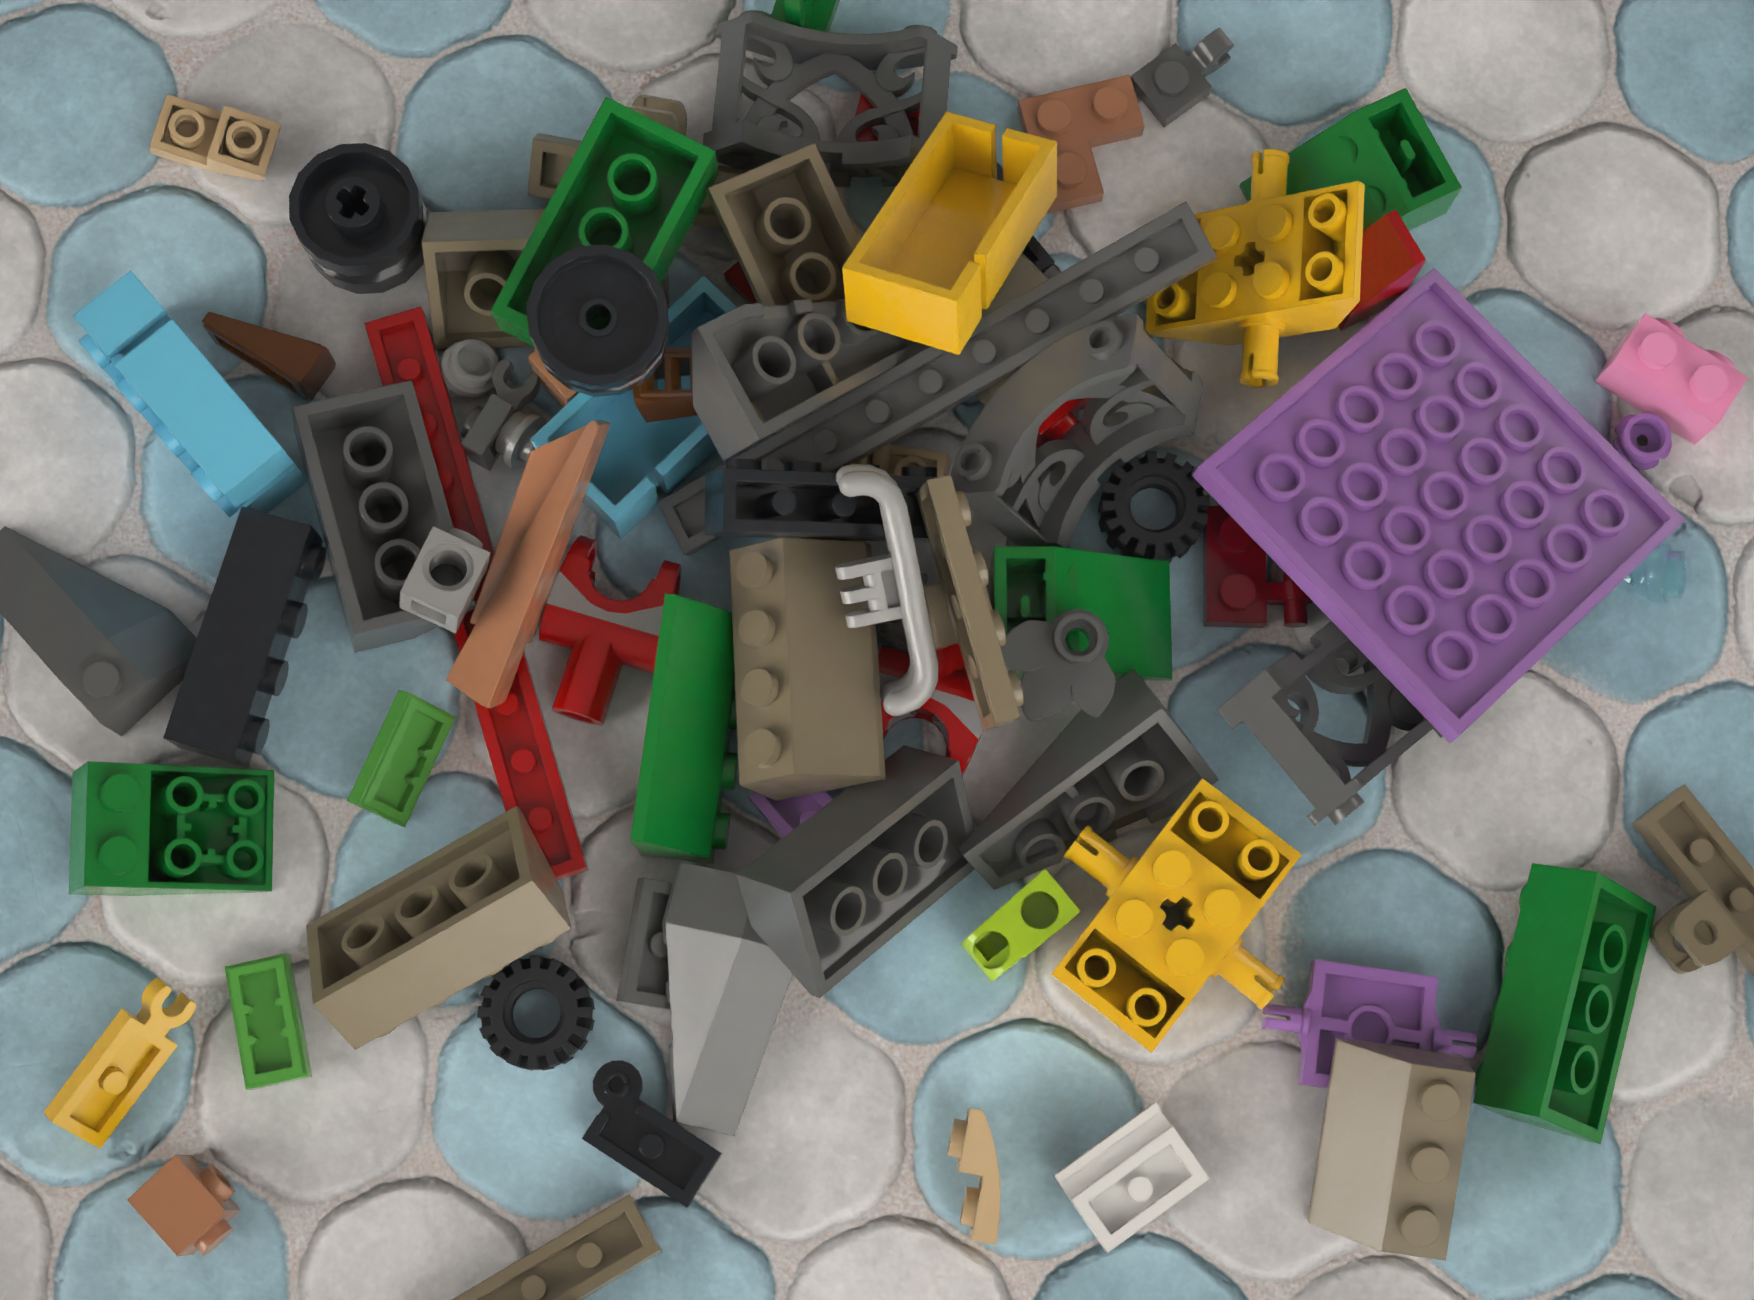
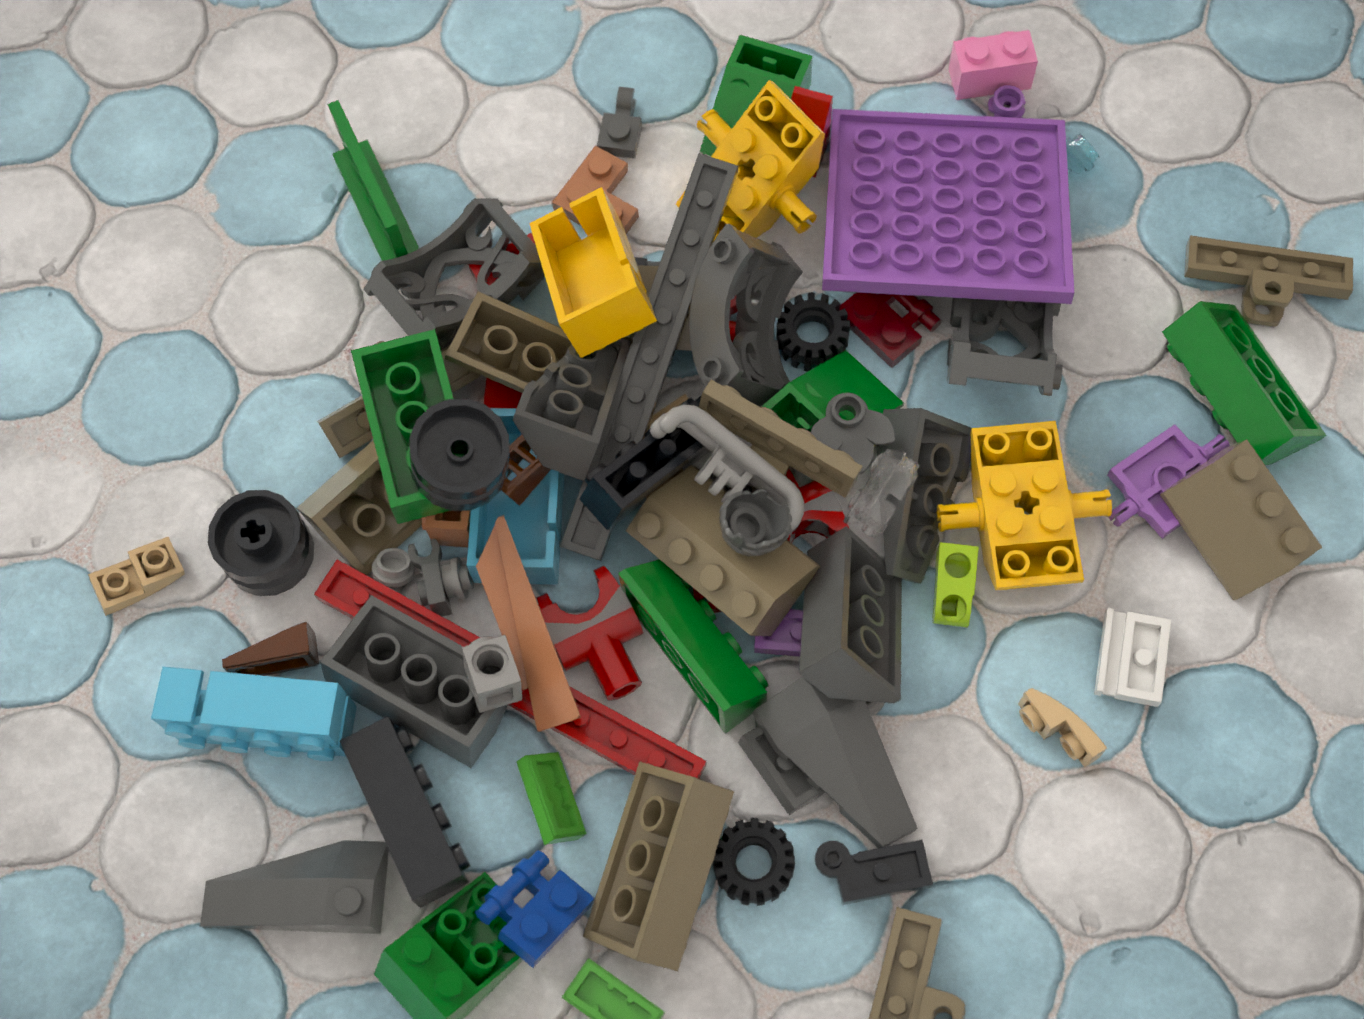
camera: 35 degrees left, 10 degrees down
(281, 873) = (545, 918): none -> blue plate
(851, 671) = (754, 522): none -> dark grey hair
(1056, 750) = (887, 476): none -> clear hinge

